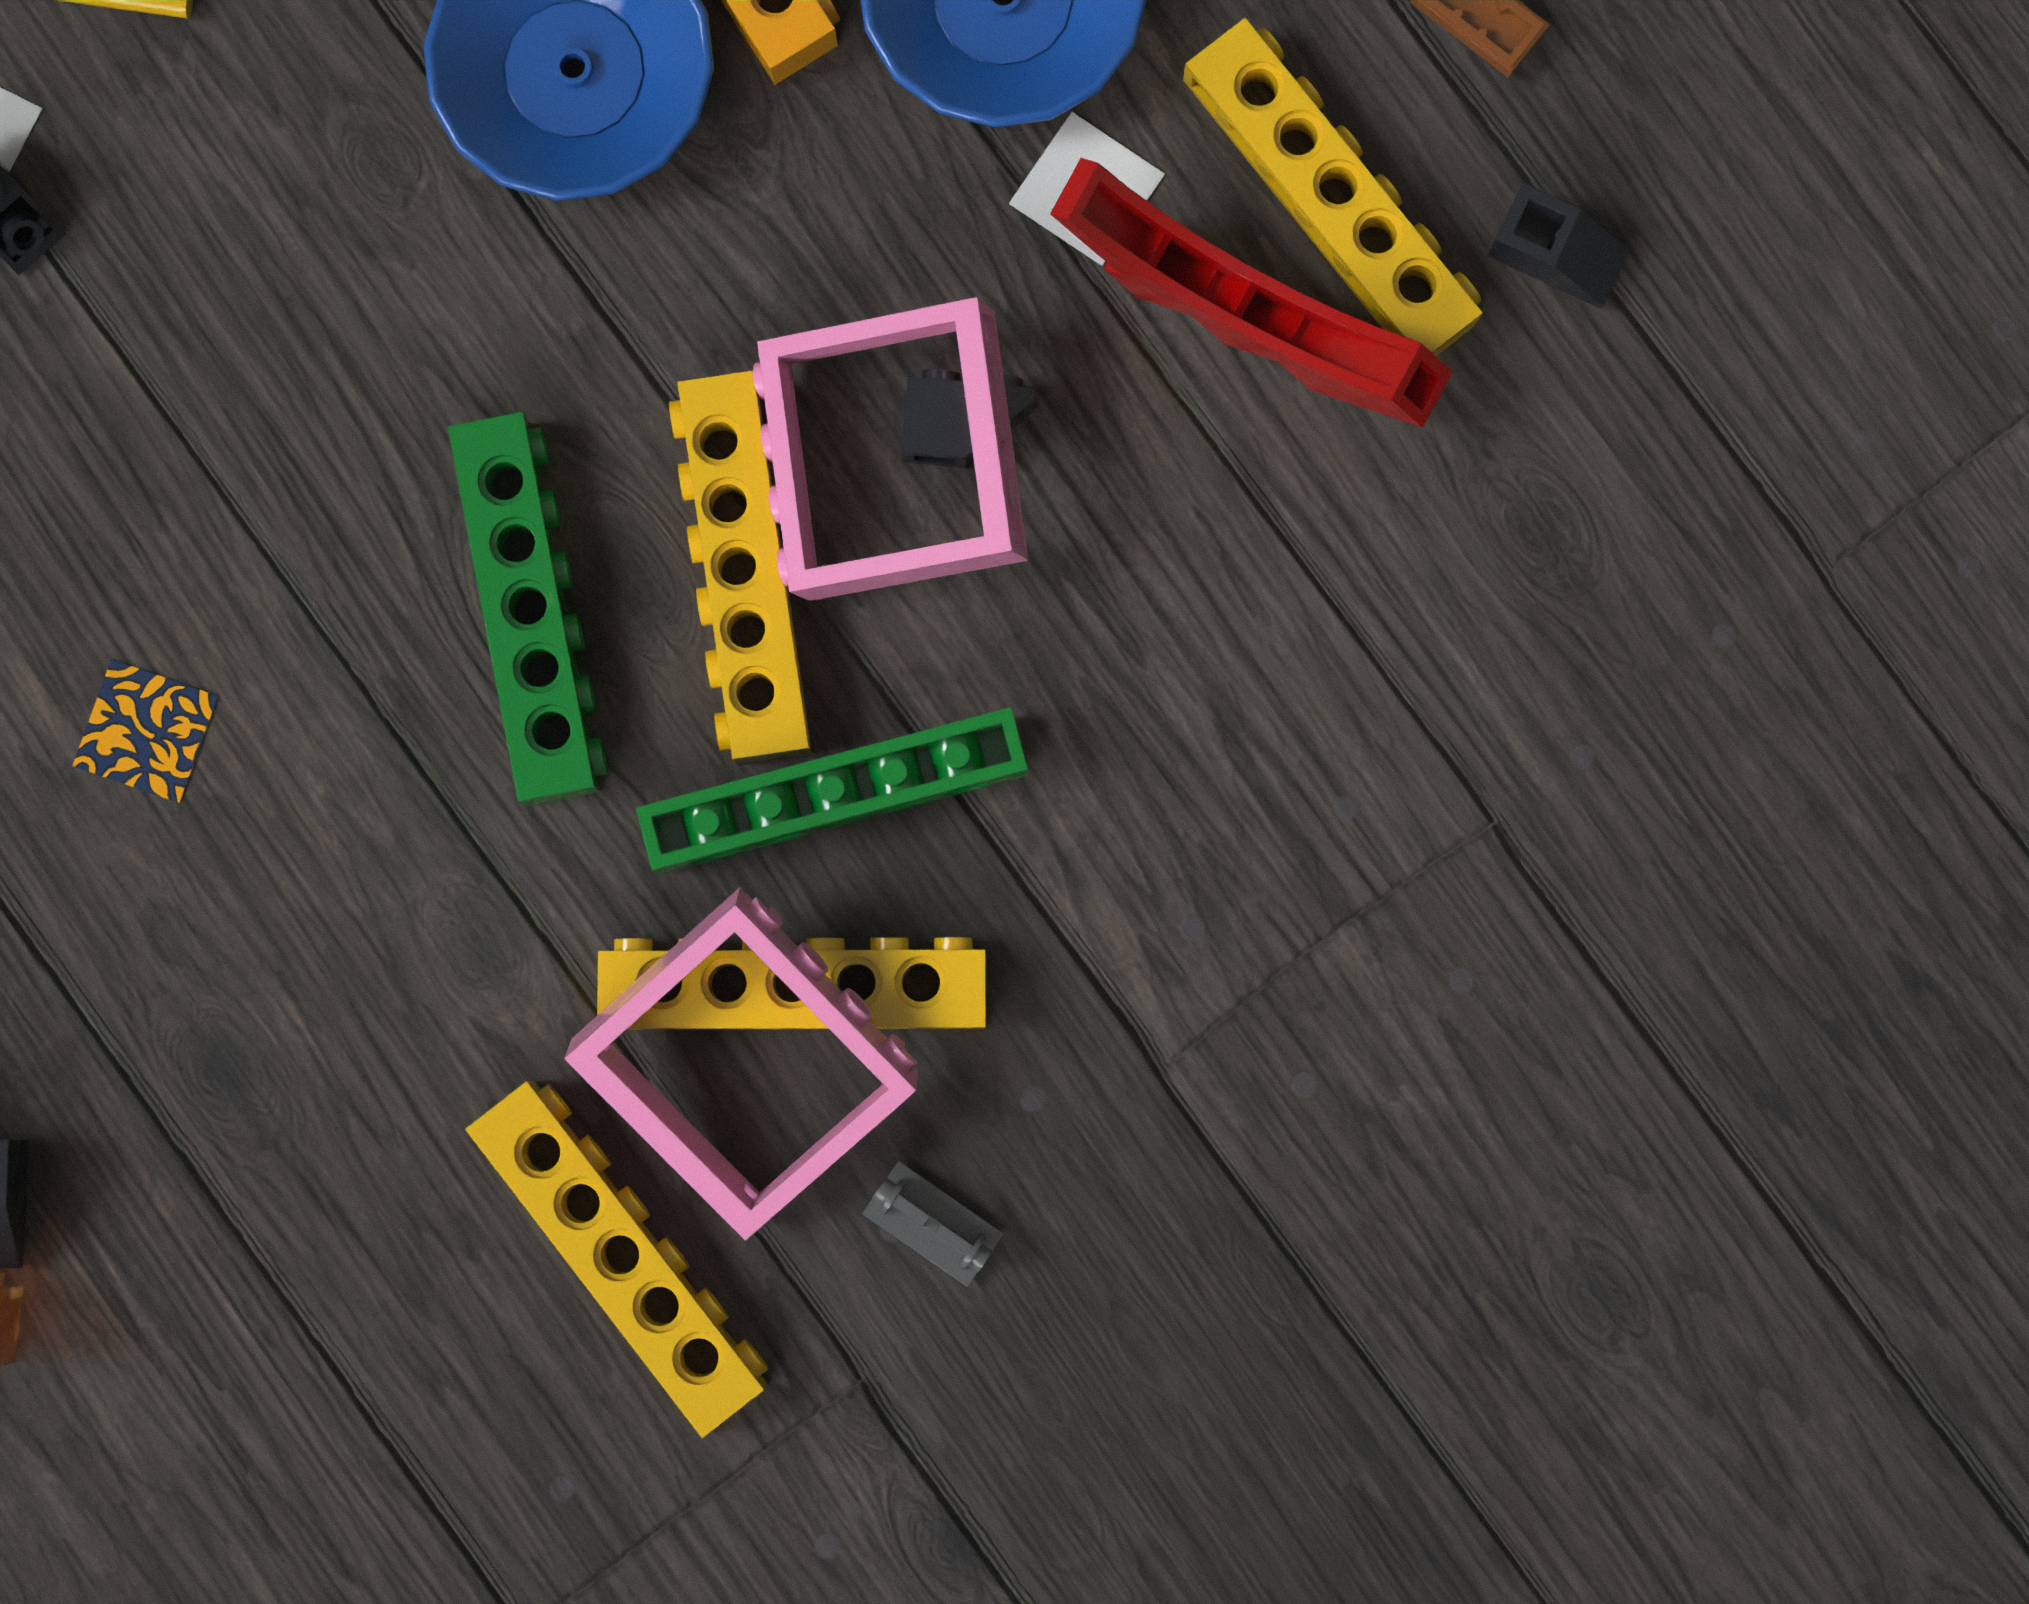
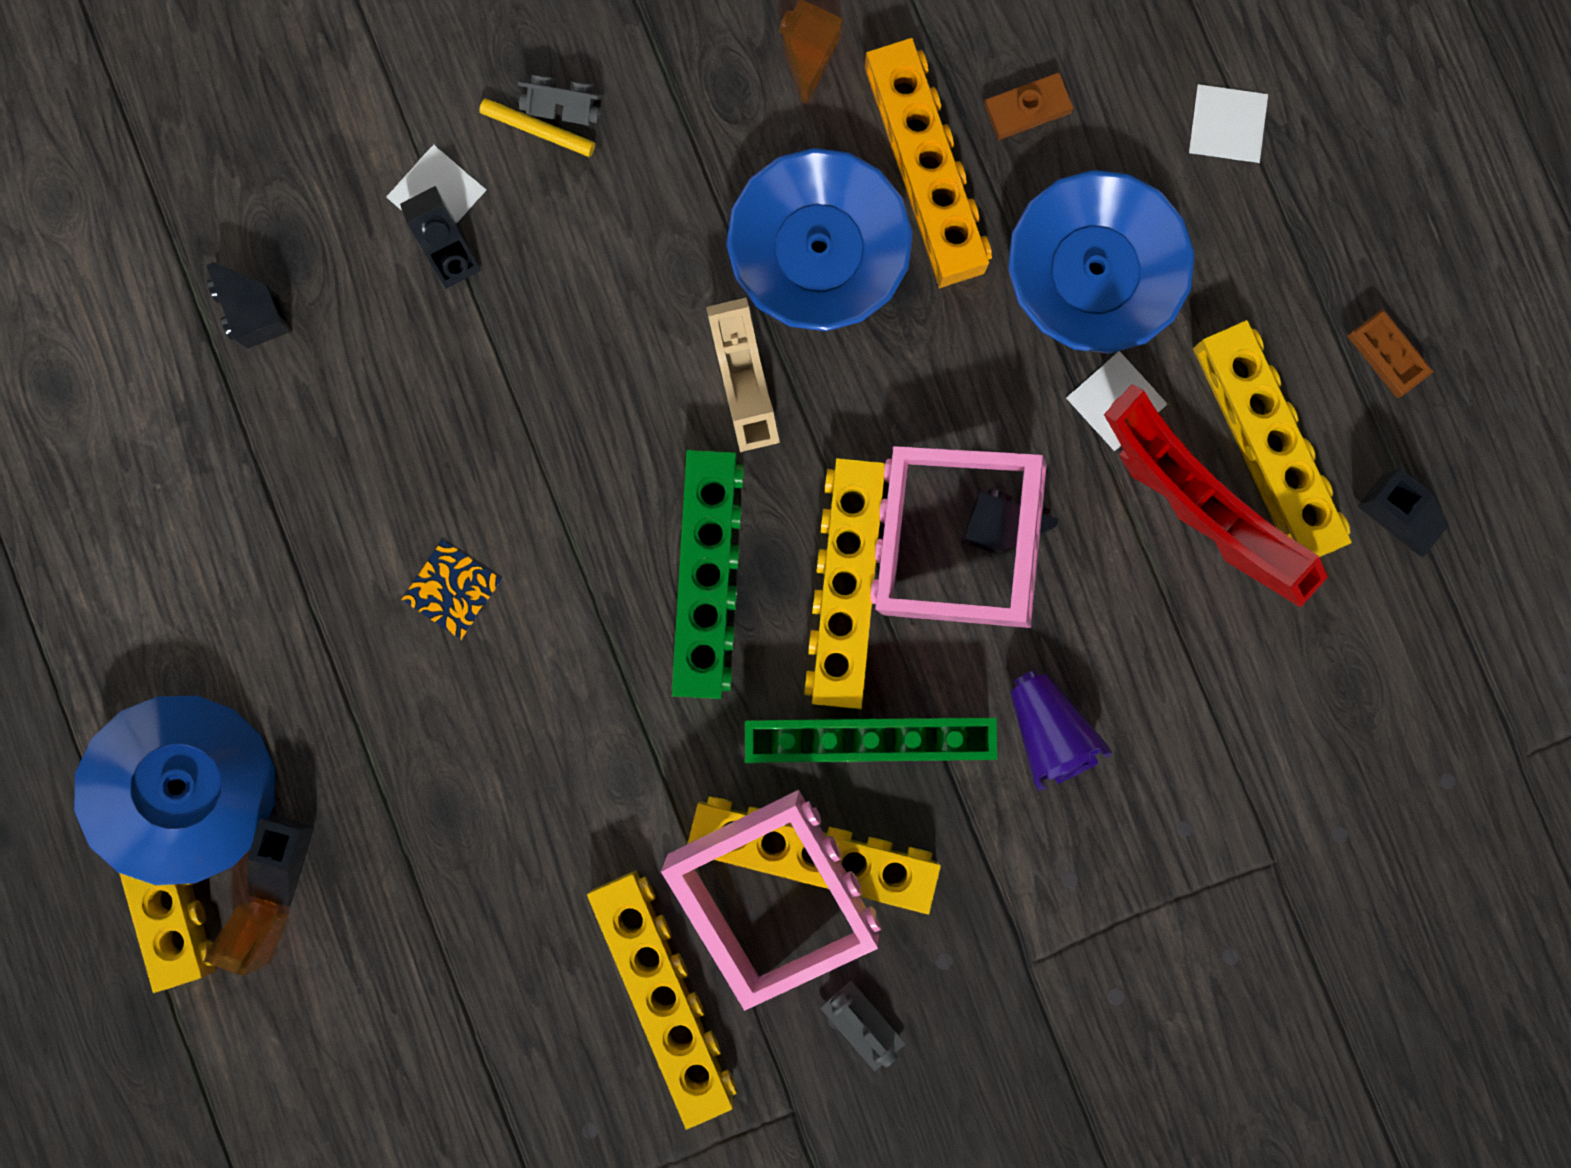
camera: 15 degrees right, 0 degrees up
(504, 291) = (742, 374): none -> tan arch
(1109, 711) = (1053, 731): none -> dark purple cone

